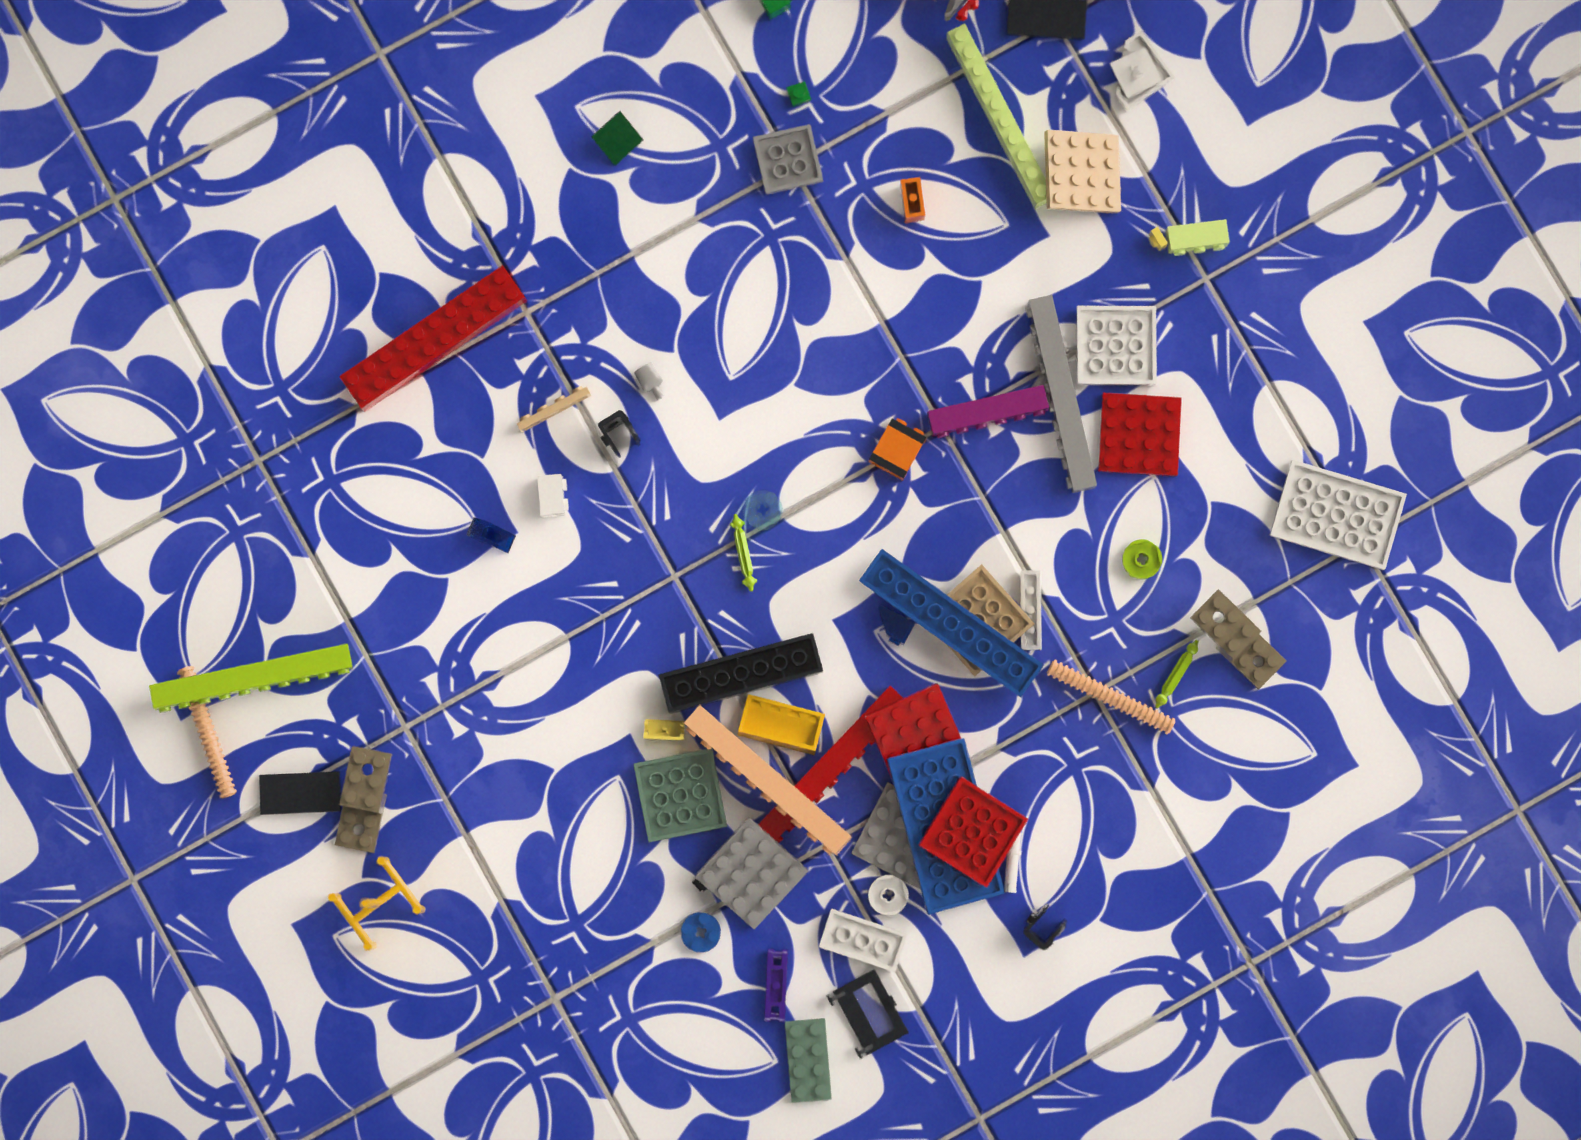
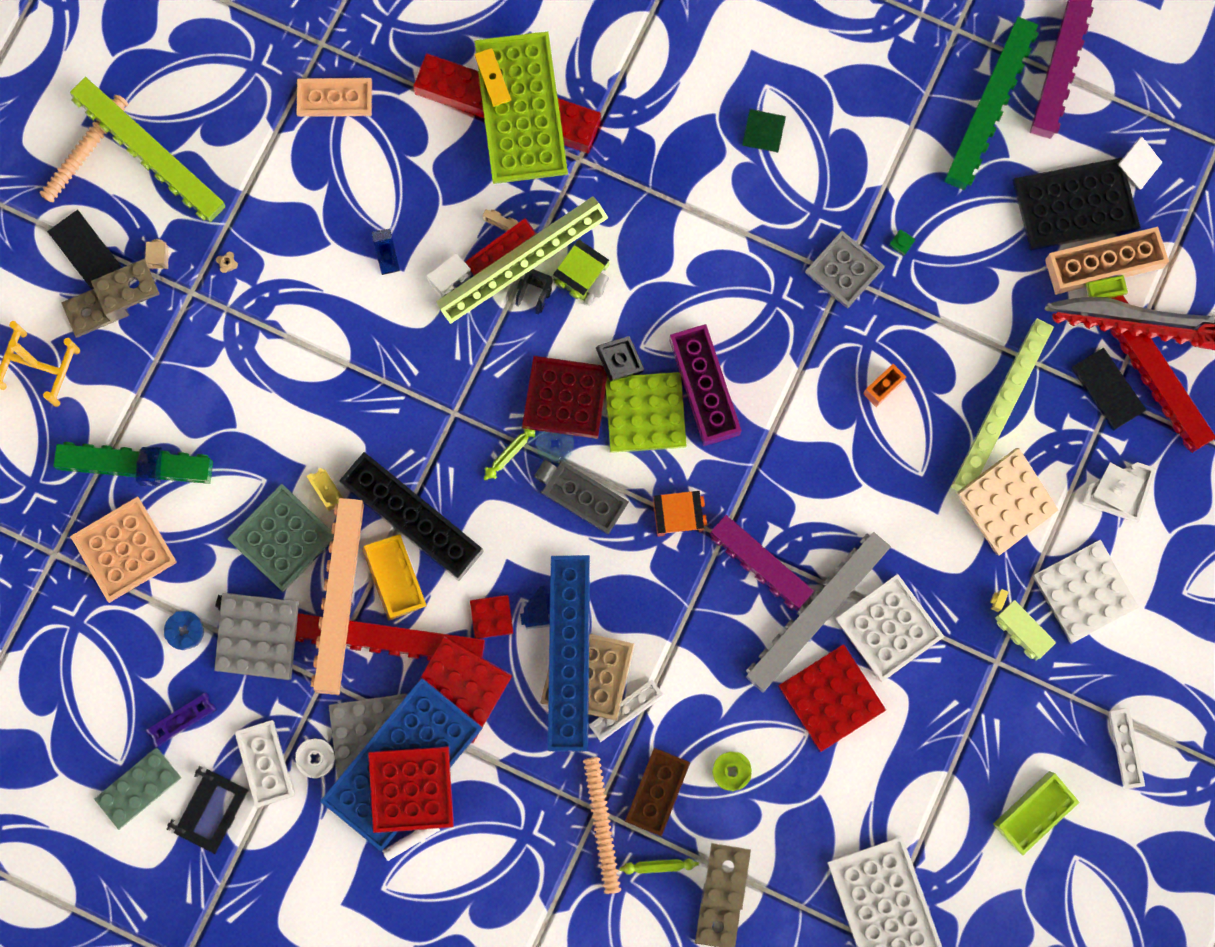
camera: 50 degrees right, 5 degrees down
(317, 483) = (334, 97): none -> light nougat plate
(351, 733) = (157, 254): none -> tan brick
(397, 331) = (489, 68): none -> yellow tile
(406, 678) = (227, 267): none -> tan plate
(450, 329) = (526, 131): none -> lime plate
(524, 878) = (123, 462): none -> green brick
(540, 864) = (149, 466): none -> clear blue slope
(560, 435) = (501, 246): none -> red plate
(586, 424) = (521, 259): none -> yellowish green brick
(594, 936) = (123, 549): none -> light nougat plate
(628, 381) = (580, 270): none -> lime panel
(730, 403) = (619, 359): none -> plate
(730, 472) = (565, 397): none -> dark red plate
(790, 415) = (646, 413): none -> lime plate
(804, 348) = (705, 385): none -> magenta brick
(831, 517) = (587, 500): none -> dark grey hinge
(873, 666) = (491, 617): none -> red plate
(1032, 919) = (361, 902): black piece -> none
(1116, 632) = (657, 792): none -> reddish brown plate
(1200, 163) = (1085, 591): none -> white plate
(1349, 337) = (1036, 812): none -> lime slope
(1350, 227) = (1126, 748): none -> white plate

